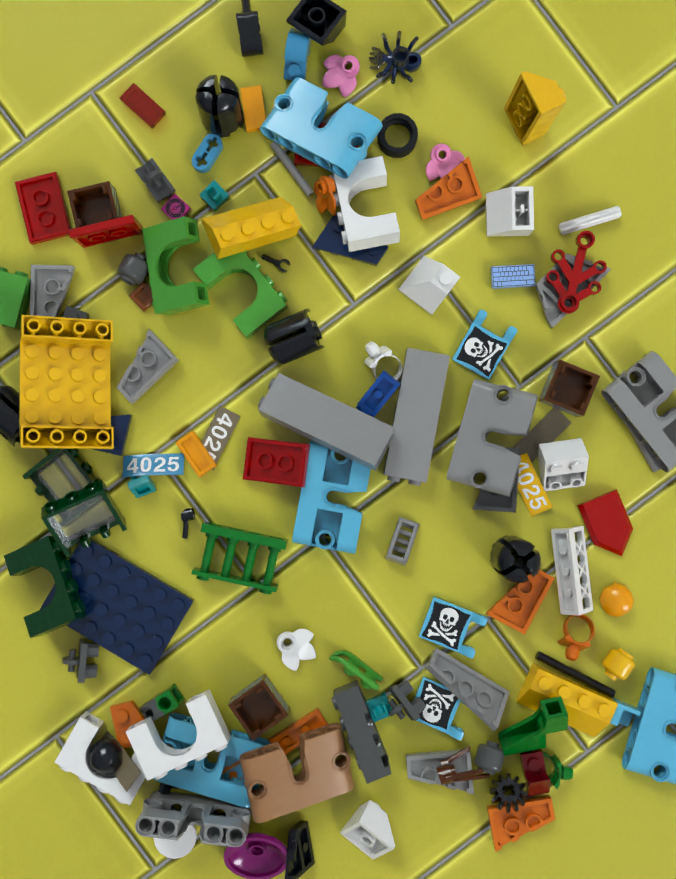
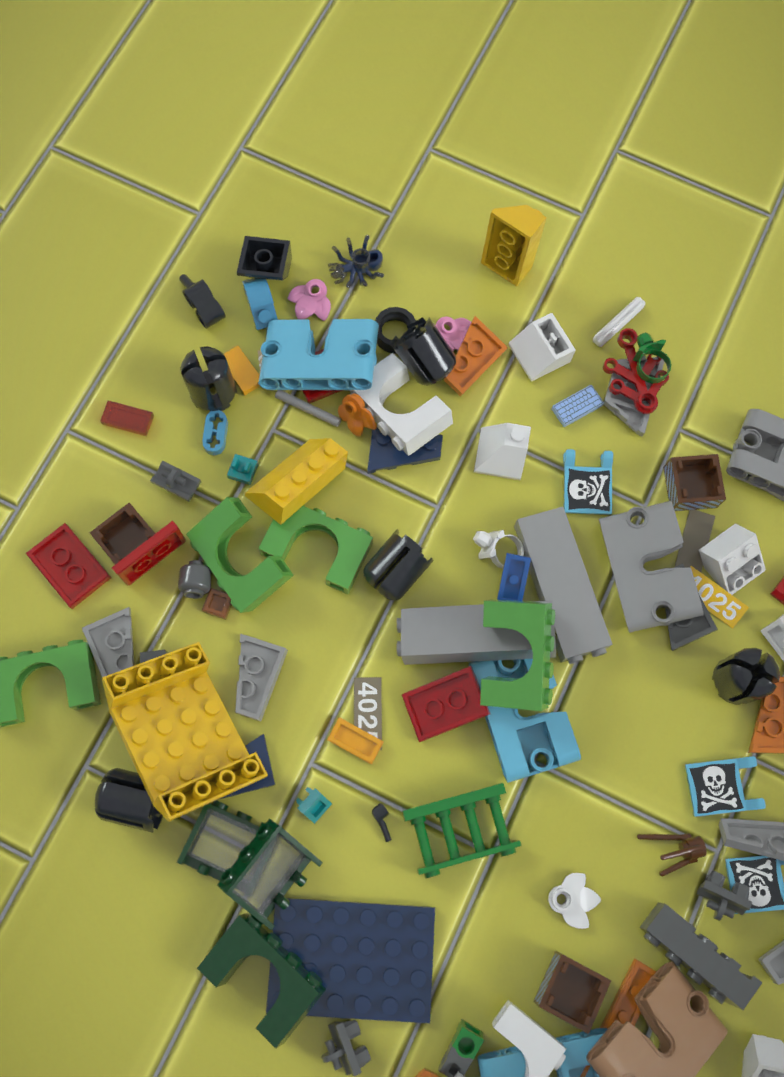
camera: 35 degrees left, 15 degrees down
(153, 464) = (314, 776): dark azure sticker -> none
(175, 207) = (208, 499): dark pink tile -> none
(276, 262) = (340, 503): black hand -> none
(351, 668) = (647, 890): bright green piece -> none
(366, 440) = (535, 623): none -> bright green arch
(379, 707) = (701, 918): teal tile -> none
(400, 658) = (689, 848): none -> reddish brown plant
(407, 169) = (425, 352): none -> black cylinder
(409, 524) = (631, 731): light grey slope -> none
(595, 255) = (648, 346): none -> green piece

